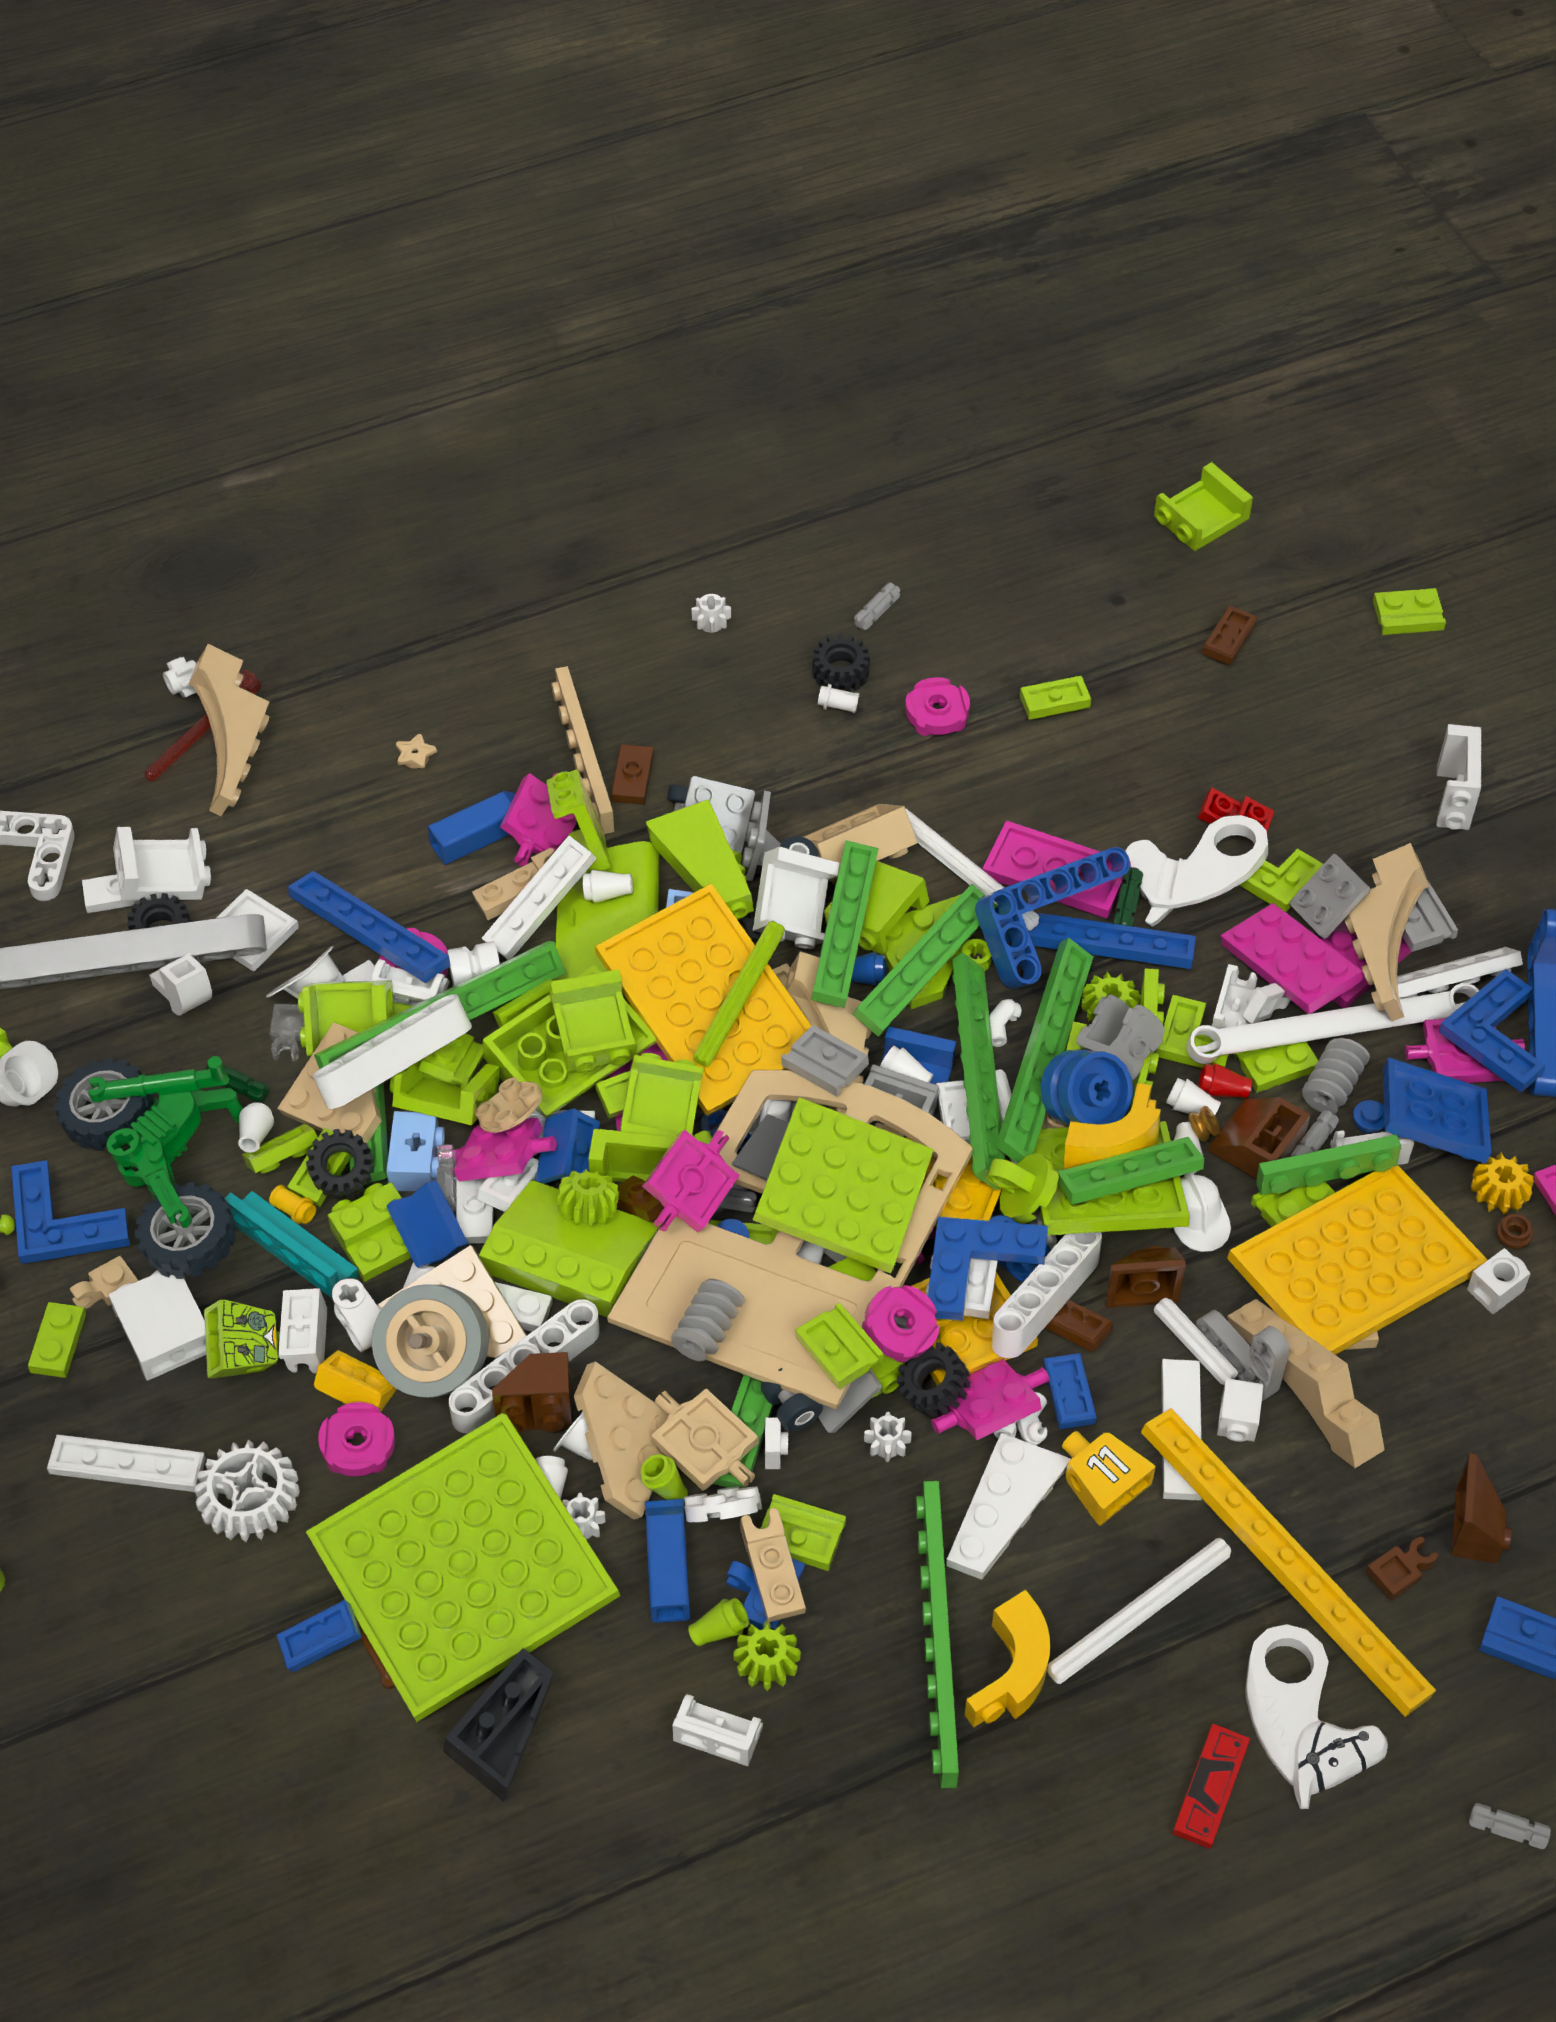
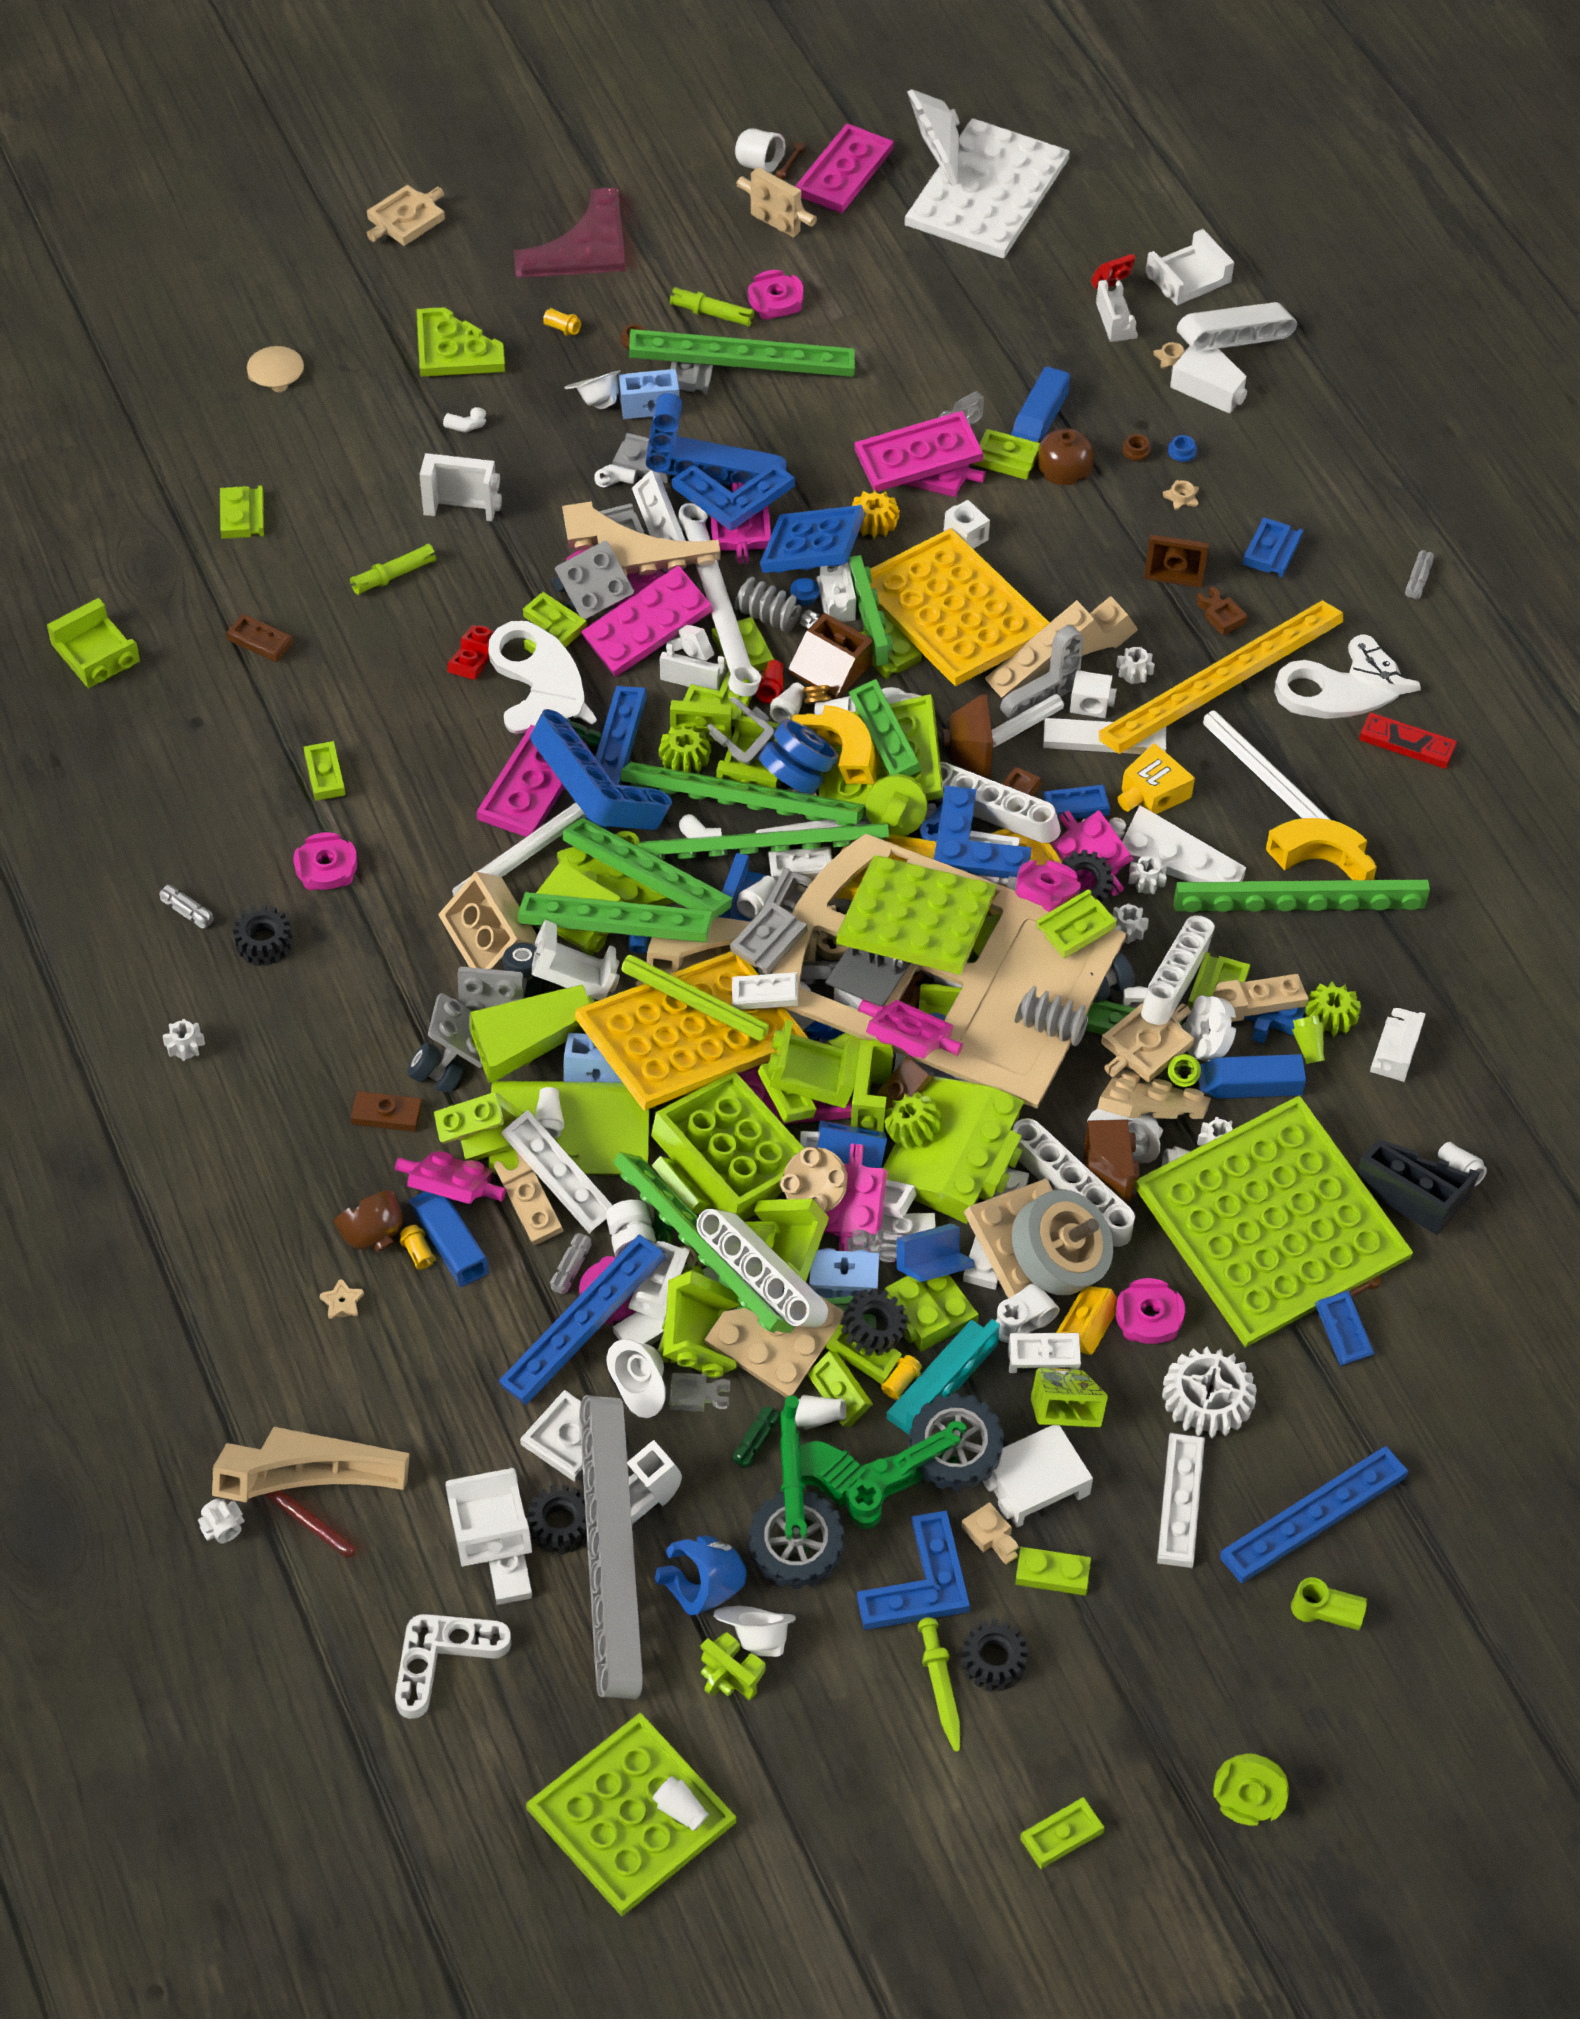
camera: 90 degrees left, 0 degrees up
(65, 1038) = (719, 1568): none -> blue piece
(89, 1591) = (1313, 1514): none -> blue plate
(447, 926) = (570, 1263): none -> light grey axle
(469, 800) = (413, 1239): none -> yellow pin
(490, 762) = (371, 1222): none -> reddish brown cylinder
(538, 1788) = (1462, 1160): none -> white cone
(543, 1289) = (1007, 1156): none -> lime plate
(579, 738) = (348, 1149): tan plate -> none
(592, 1021) = (727, 1111): lime panel -> none
(753, 1058) = (765, 991): none -> white plate
(818, 1467) = (1177, 970): none -> white beam
(838, 699) = (305, 945): white pin -> none
(971, 1457) = (1147, 874): none -> white gear
(1296, 1451) = (1135, 665): none -> white gear
(1334, 729) = (384, 573): none -> lime pin
(1515, 1223) = (916, 513): reddish brown plate -> none
(1521, 926) = (612, 474): none -> white arm

